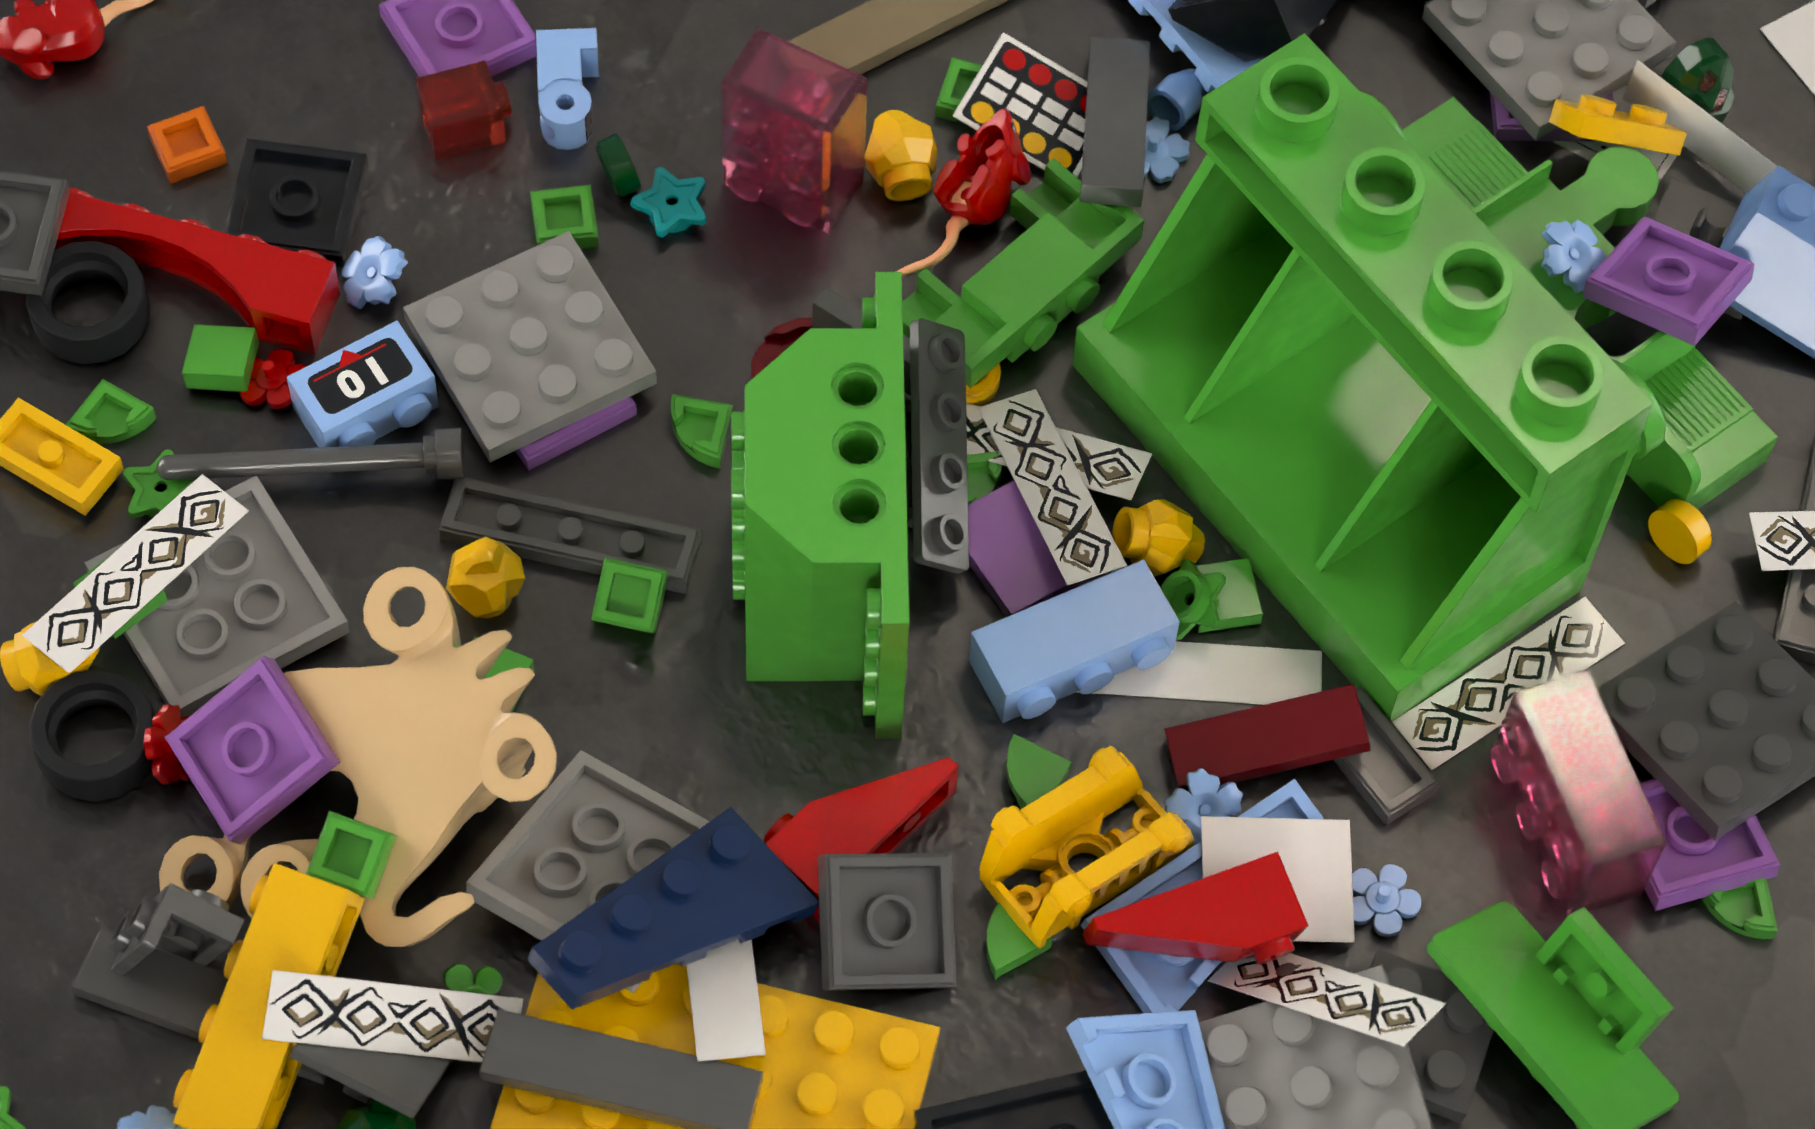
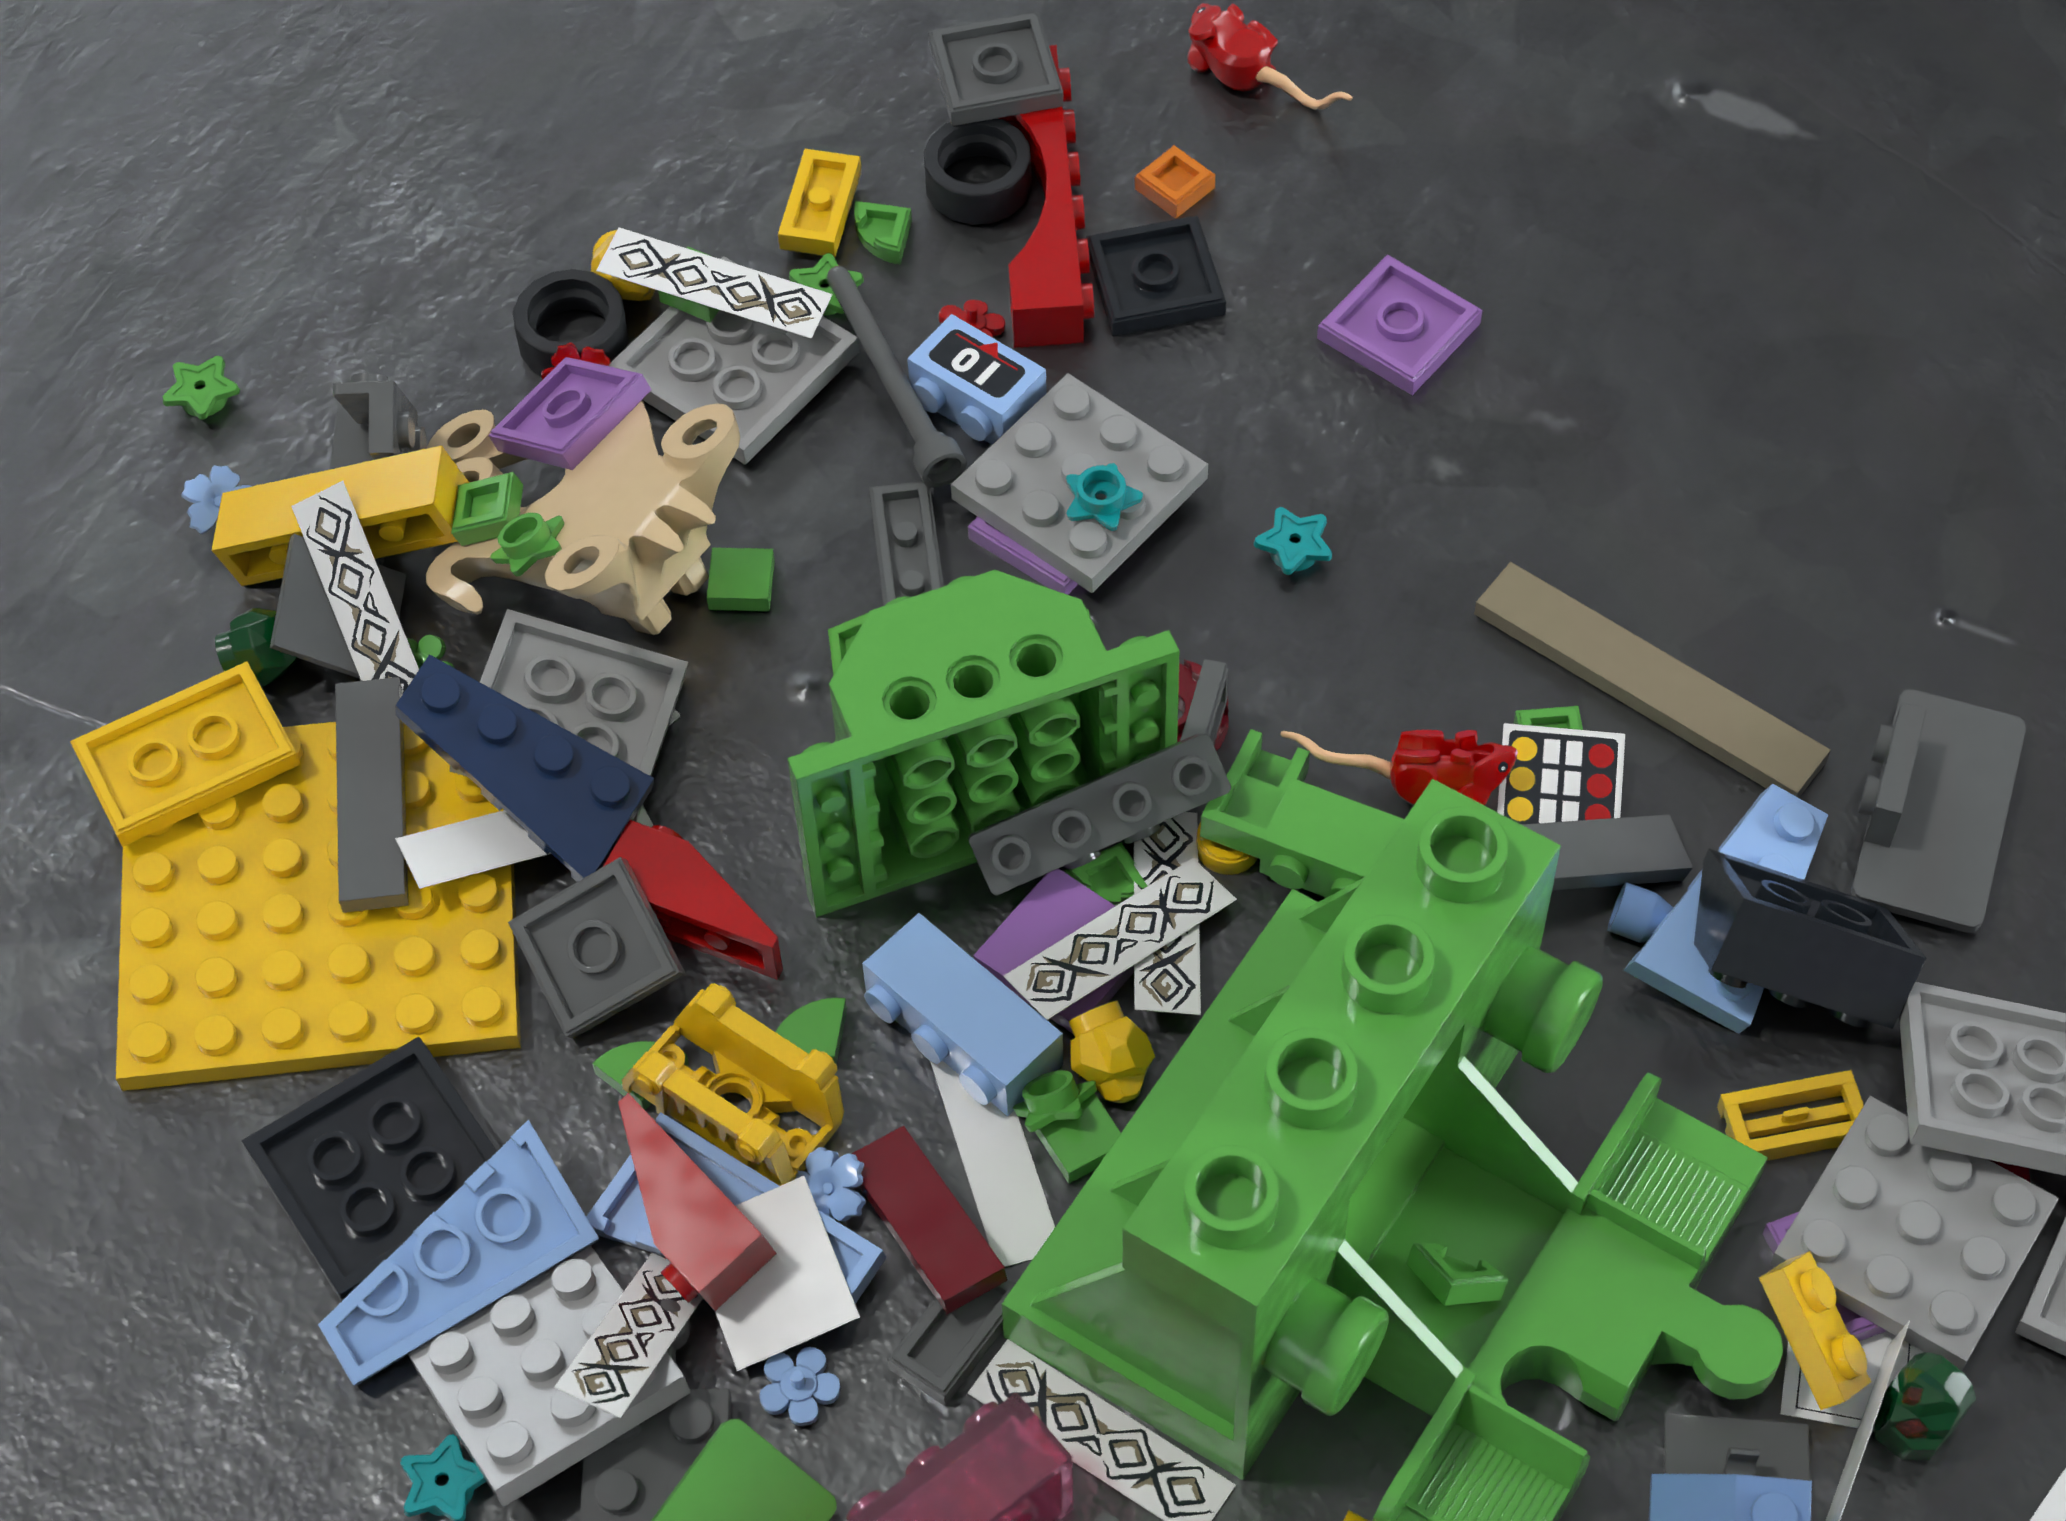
camera: 75 degrees right, 5 degrees down
(220, 358) = (970, 278): bright green tile -> none
(372, 273) = (1107, 347): light blue plant -> none
(415, 814) = (526, 541): none -> bright green plate
(463, 109) = (1303, 348): clear red brick -> none
(485, 577) = (826, 531): yellow rock -> none
(564, 102) = (1374, 413): light blue leg -> none
(564, 211) = (1239, 470): bright green tile -> none
(576, 309) = (1105, 481): none -> teal plate
(618, 165) = (1307, 483): dark green tile -> none
(793, 131) = (1378, 577): clear pink brick -> none
(901, 155) = (1435, 694): yellow rock -> none
(1163, 151) = (1575, 919): light blue plant -> none
(1410, 27) = (1843, 1084): none -> yellow tile
(1571, 253) = (1596, 1310): light blue plant -> none
(1669, 280) = (1612, 1417): medium lavender tile -> none

